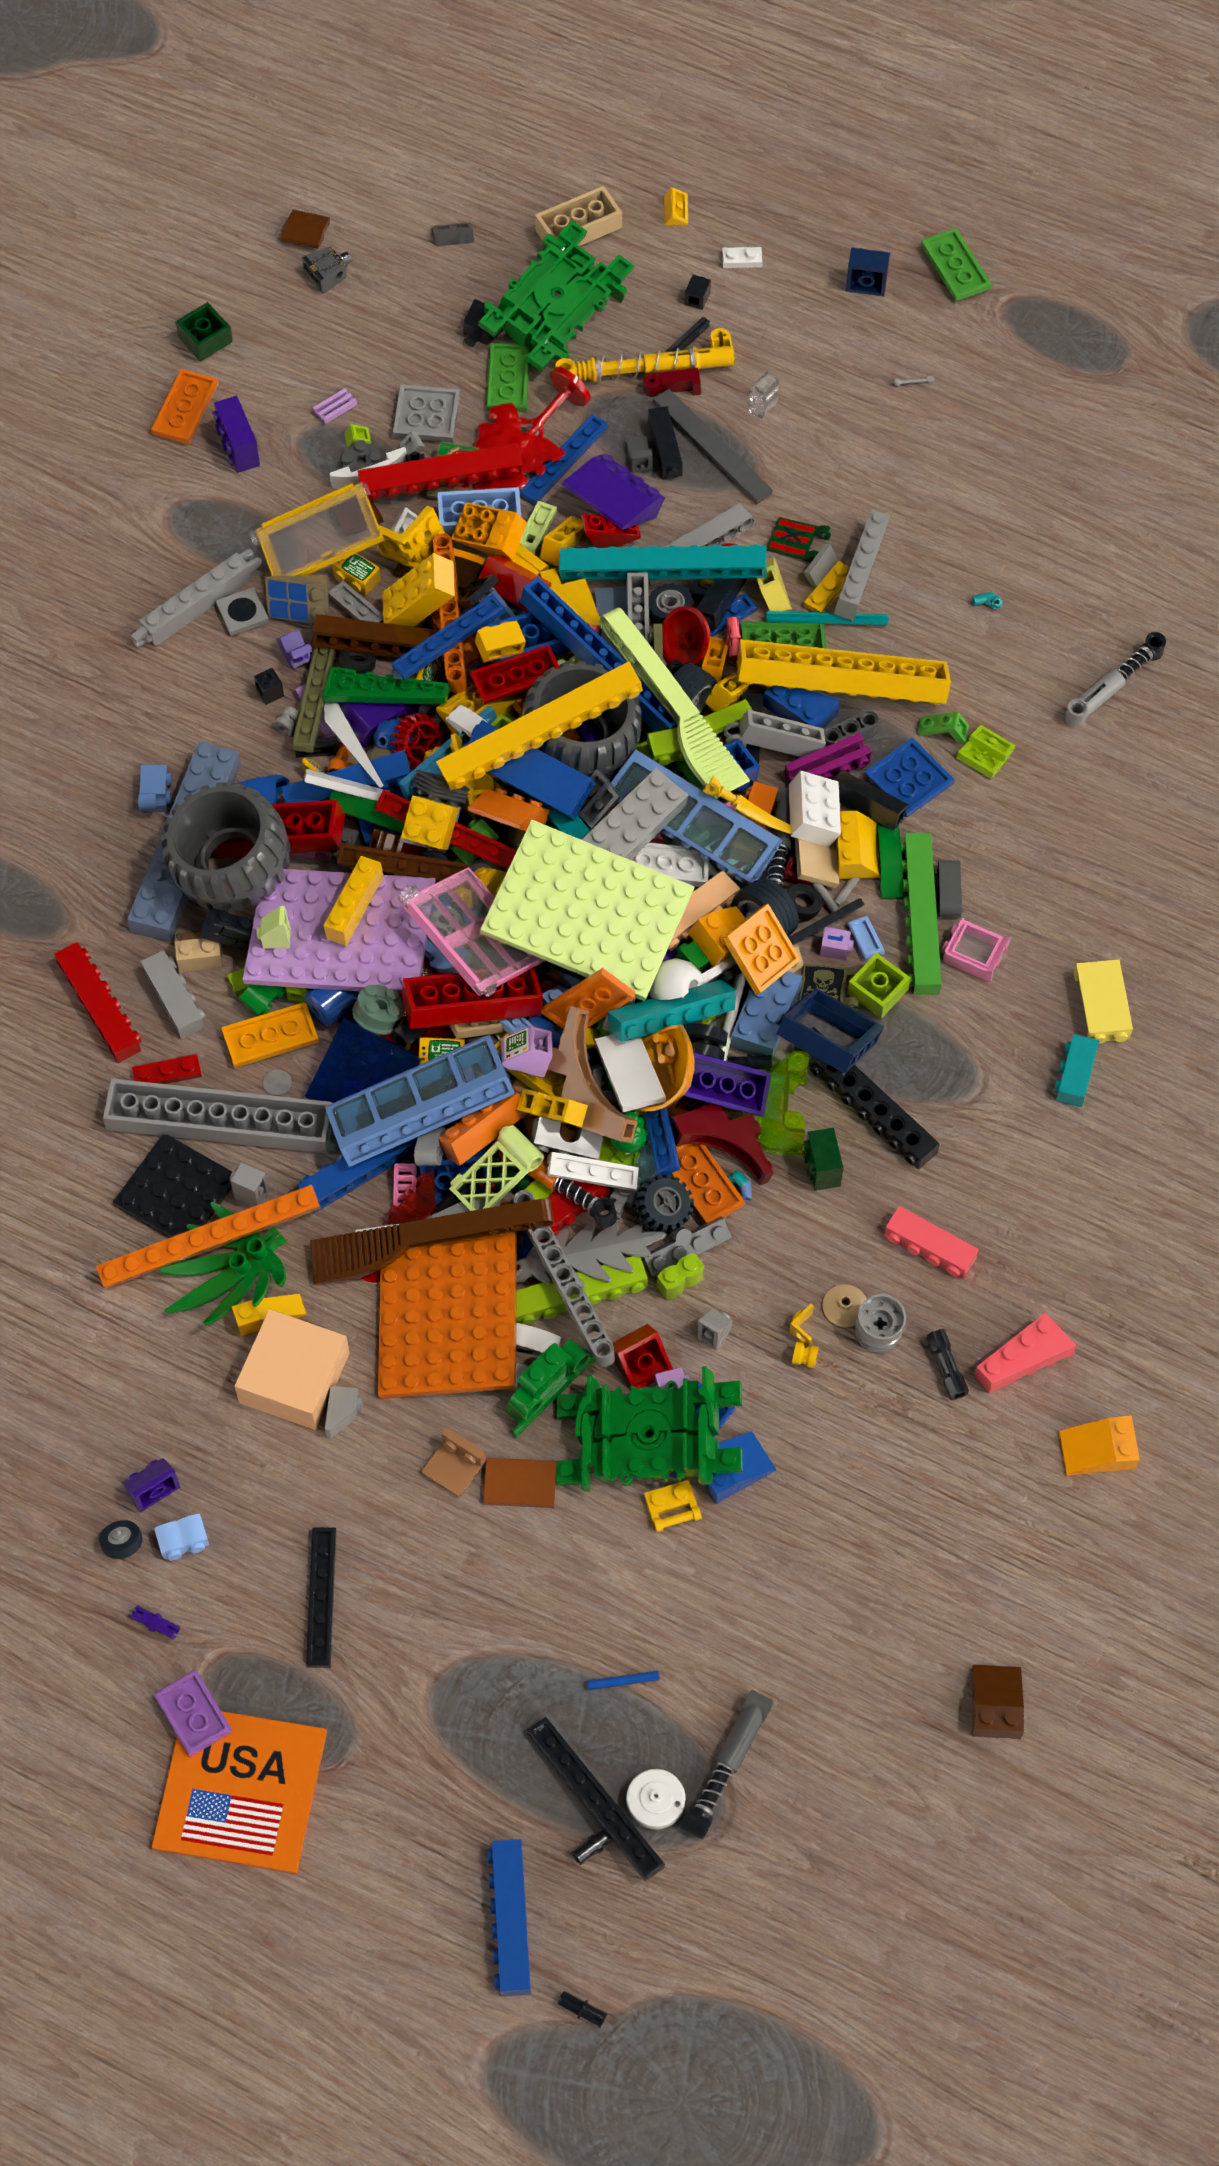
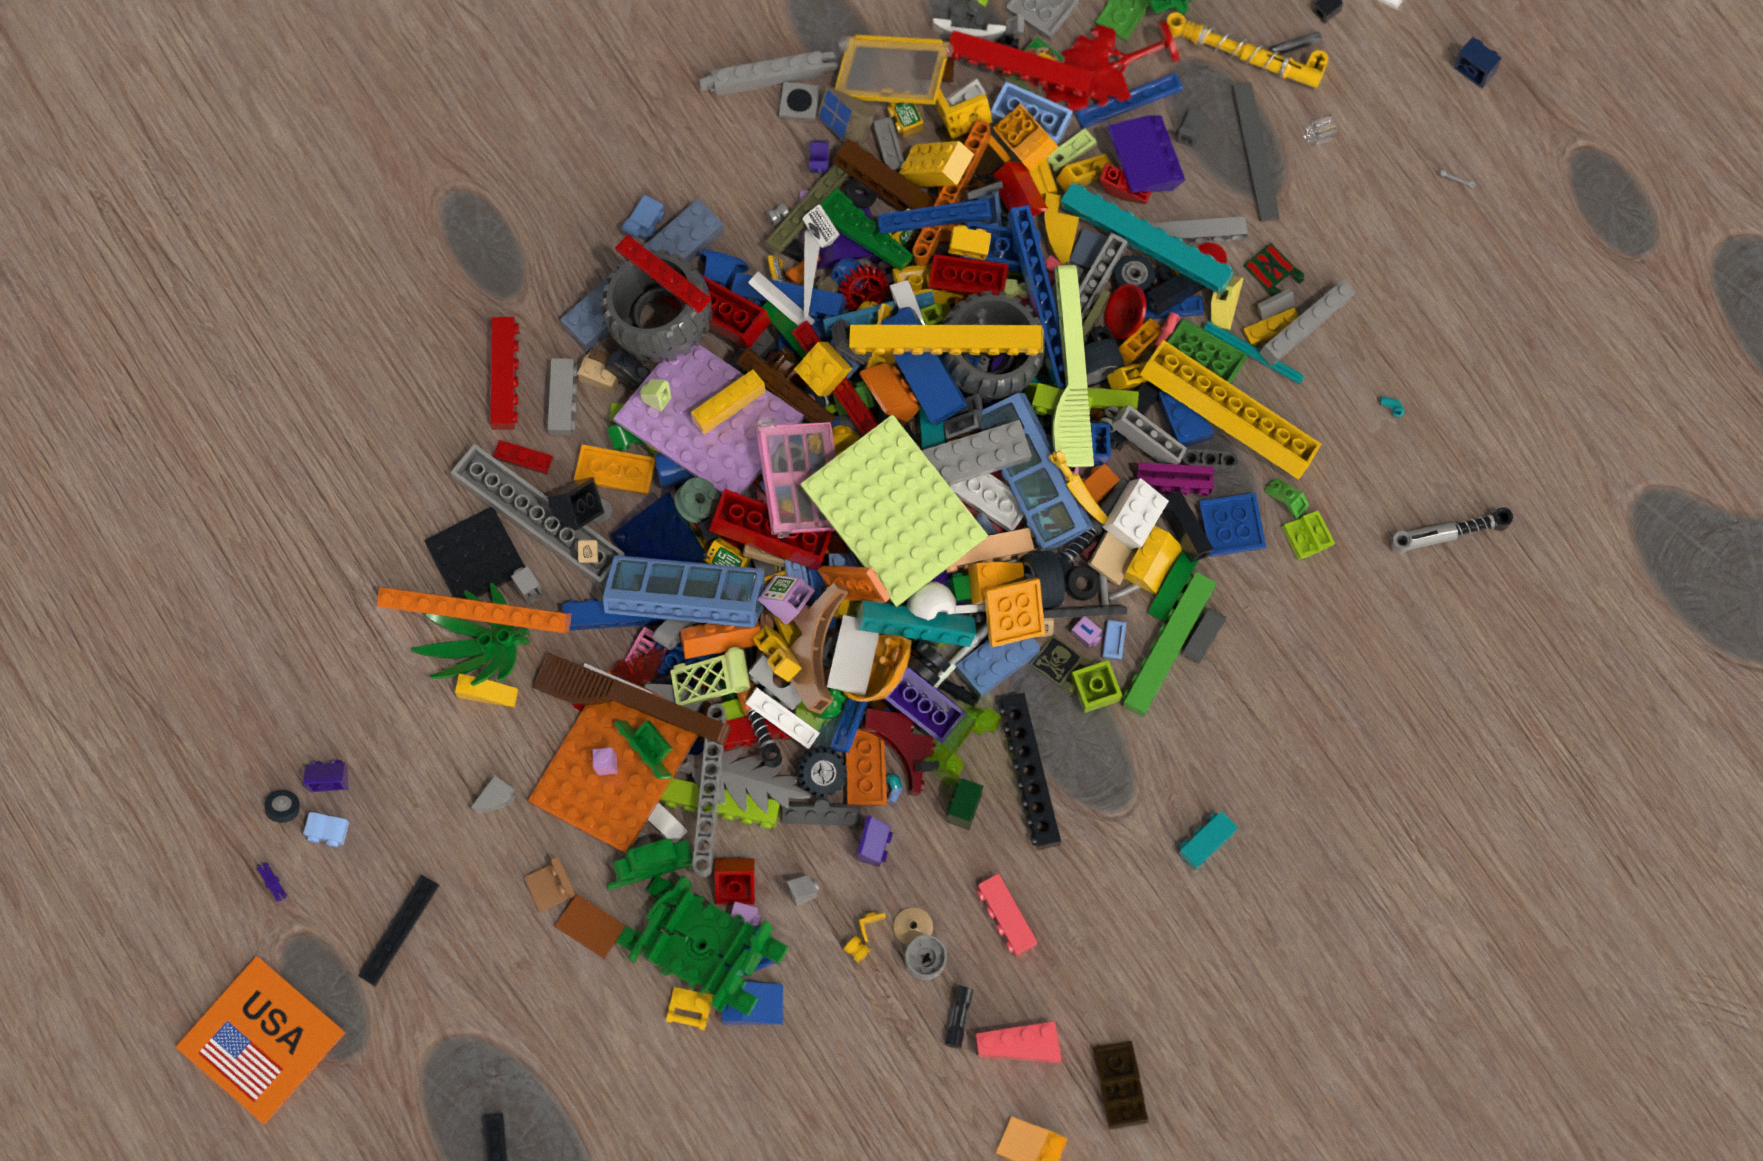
camera: 30 degrees right, 10 degrees up
(193, 1713) = (258, 965): medium lavender tile -> none
(218, 805) = (662, 274): none -> red plate
(253, 1079) = (576, 503): none -> black slope
(269, 686) = (781, 178): black brick -> none
(292, 1369) = (475, 746): light nougat container -> none
(294, 1117) = (588, 551): none -> tan slope
(340, 704) = (821, 226): none -> slope
(439, 1307) = (605, 761): none -> lavender brick
(475, 1265) = (649, 744): none -> green bracket
(622, 1198) = (797, 749): light grey plate -> none
(623, 1680) = (574, 1118): blue bar -> none
(665, 442) = (1218, 129): black brick -> none
(675, 380) = (1258, 77): dark red leg -> none
(677, 1277) = (797, 835): lime brick -> none
(756, 1244) = (874, 841): none -> slope
(764, 1141) = (926, 766): none -> black tile
(837, 1013) = (1050, 689): dark blue window -> none
(956, 264) = (1558, 92): bright green plate -> none
(974, 949) = (1191, 697): bright pink window -> none
(1104, 1000) = (1264, 796): light yellow panel -> none
(1145, 1341) = (1120, 1085): none -> dark brown slope

